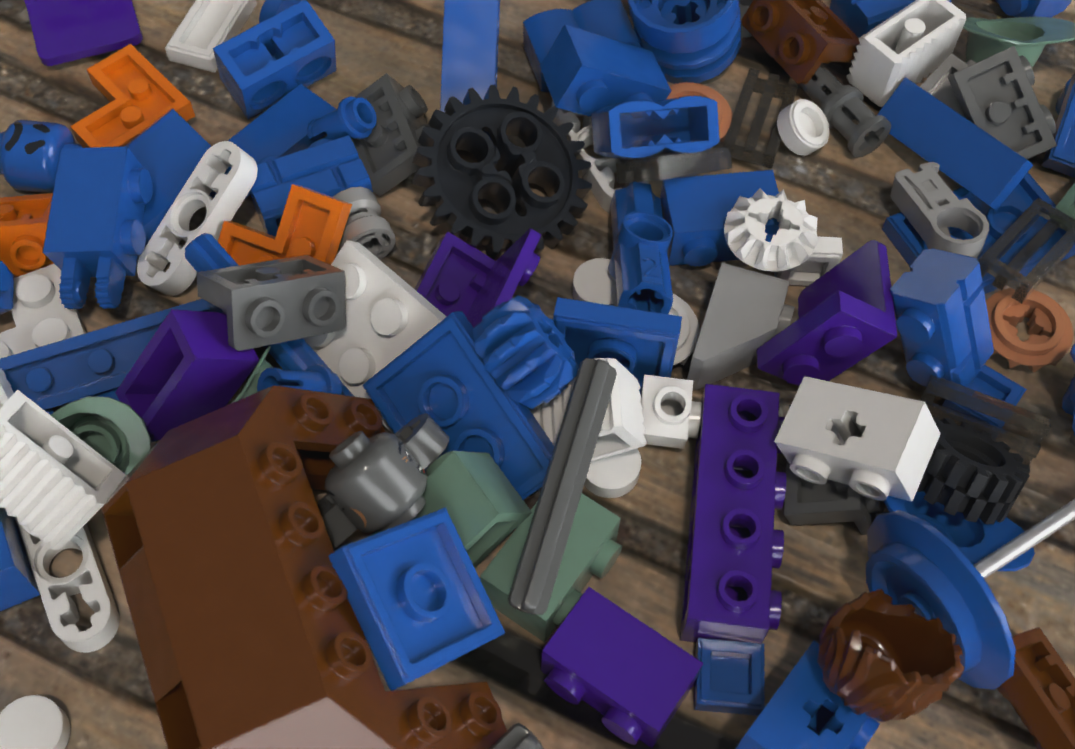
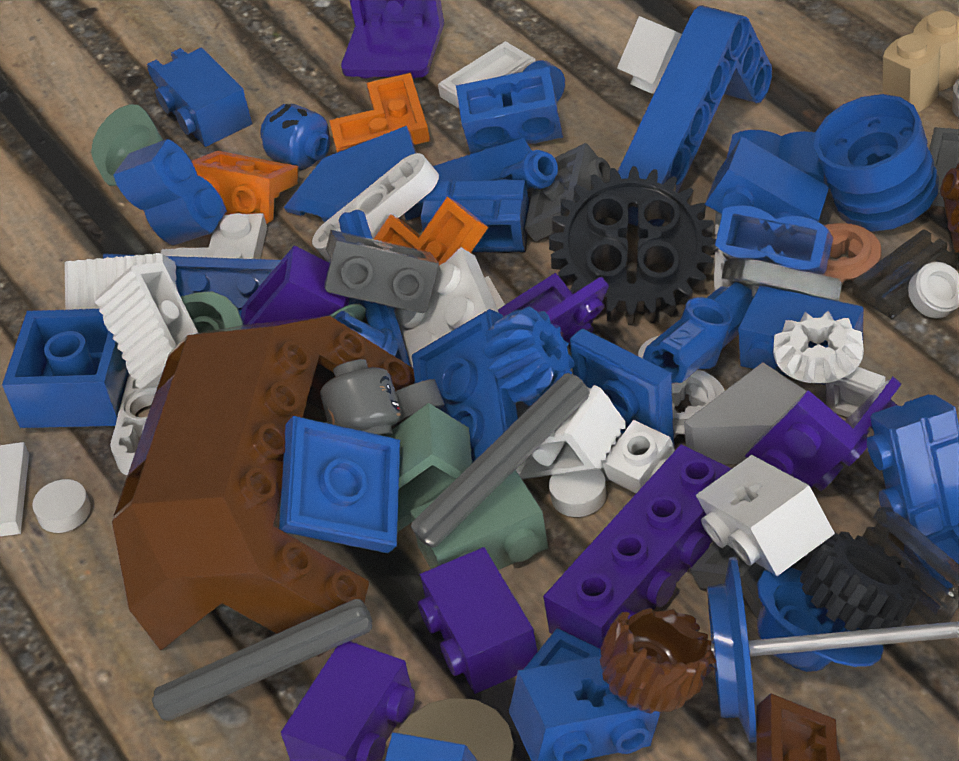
camera: 40 degrees right, 15 degrees down
(97, 222) = (300, 188): blue hinge -> none
(365, 223) = (500, 252): light grey wheel -> none

